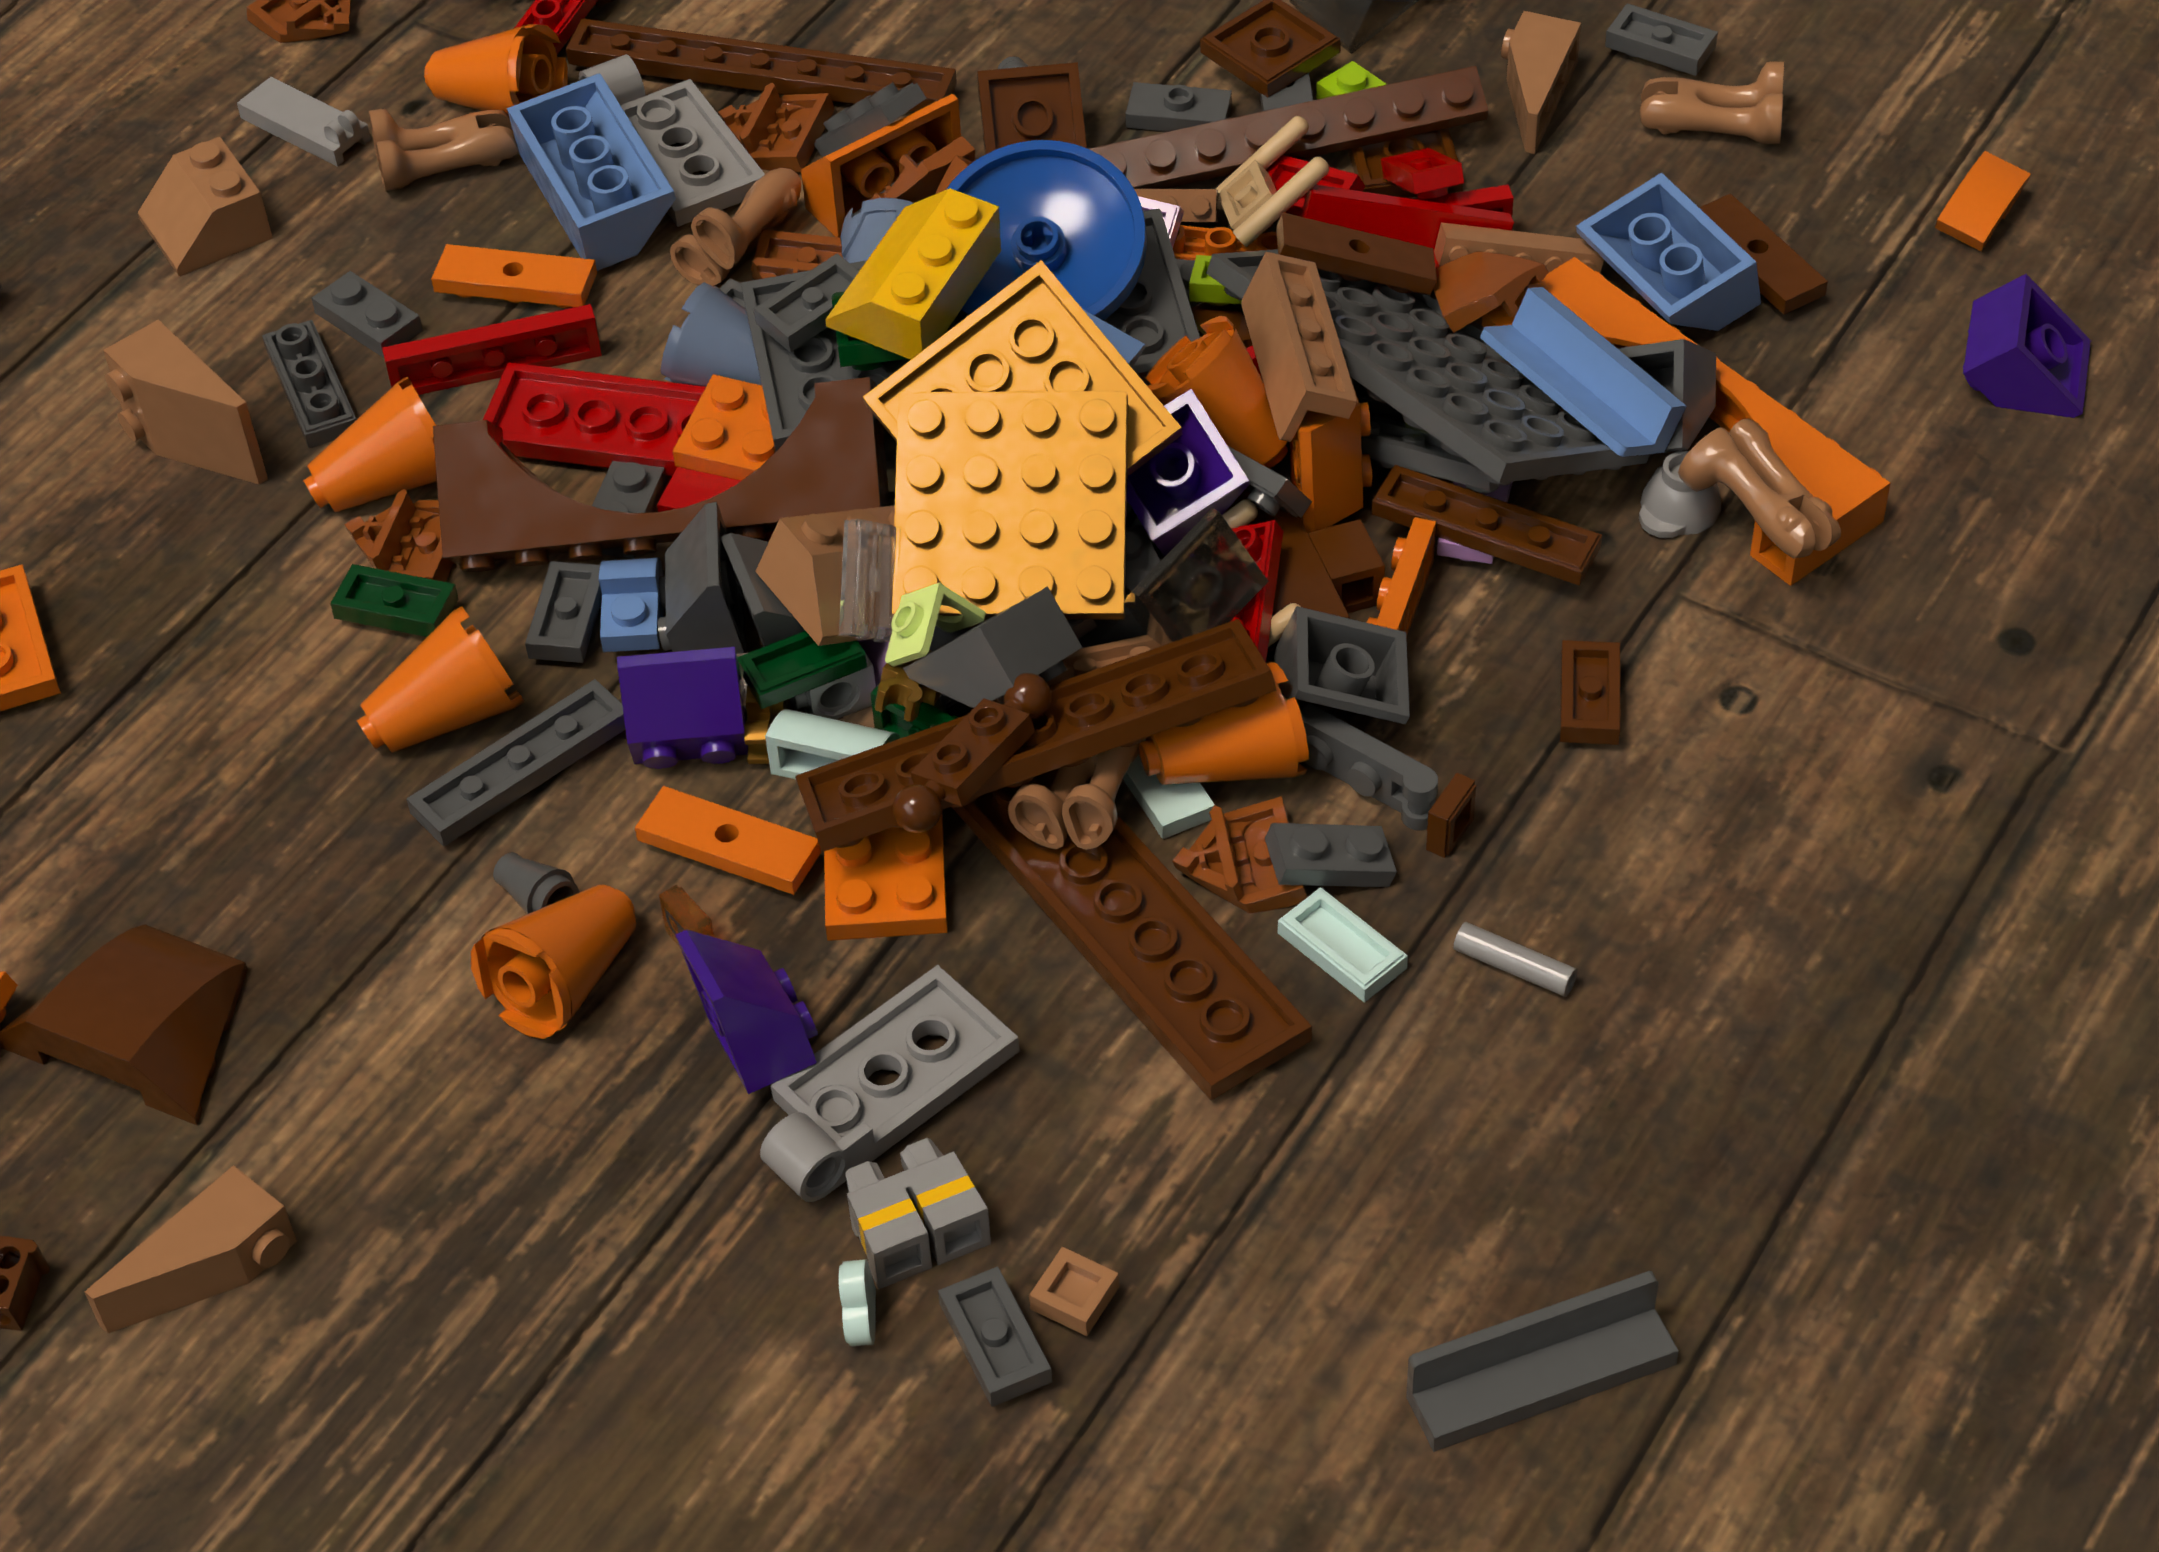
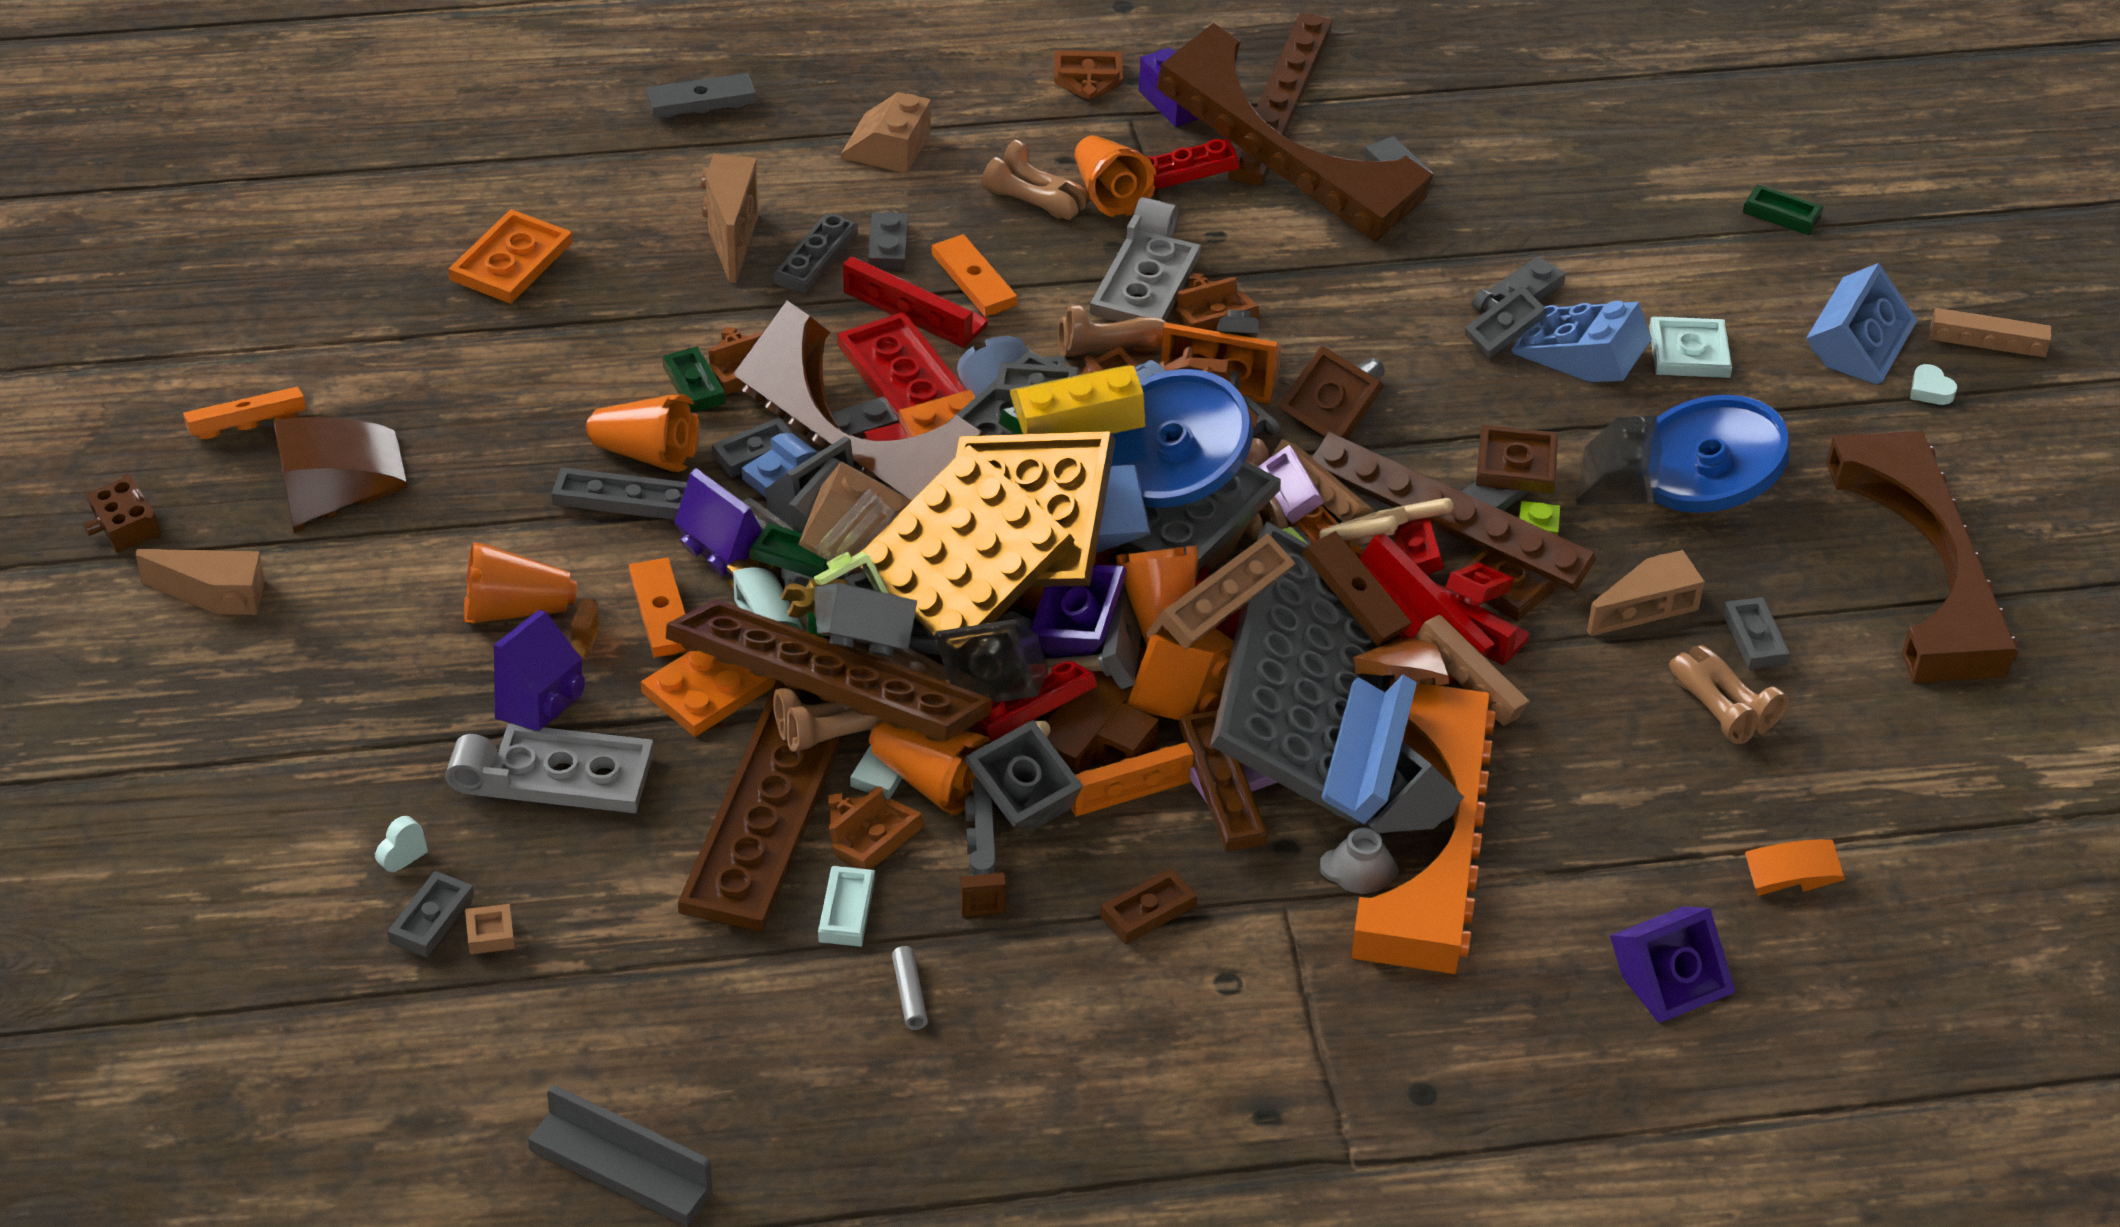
camera: 45 degrees right, 5 degrees down
(303, 120) = (999, 122): light grey hinge -> none
(377, 454) = (761, 300): orange cone -> none
(533, 883) = (557, 549): dark grey cone -> none
(592, 169) = (1071, 247): medium blue slope -> none
(752, 63) = (1250, 267): reddish brown plate -> none
(915, 1213) = (476, 832): light grey hips -> none
(971, 753) = (773, 645): reddish brown plate -> none
(1175, 106) = (1429, 455): dark grey plate -> none
(1330, 855) = (898, 858): dark grey plate -> none
(1675, 256) = (1543, 740): medium blue slope -> none
(1764, 485) = (1398, 858): medium nougat piece -> none
(1782, 273) = (1611, 783): reddish brown tile -> none

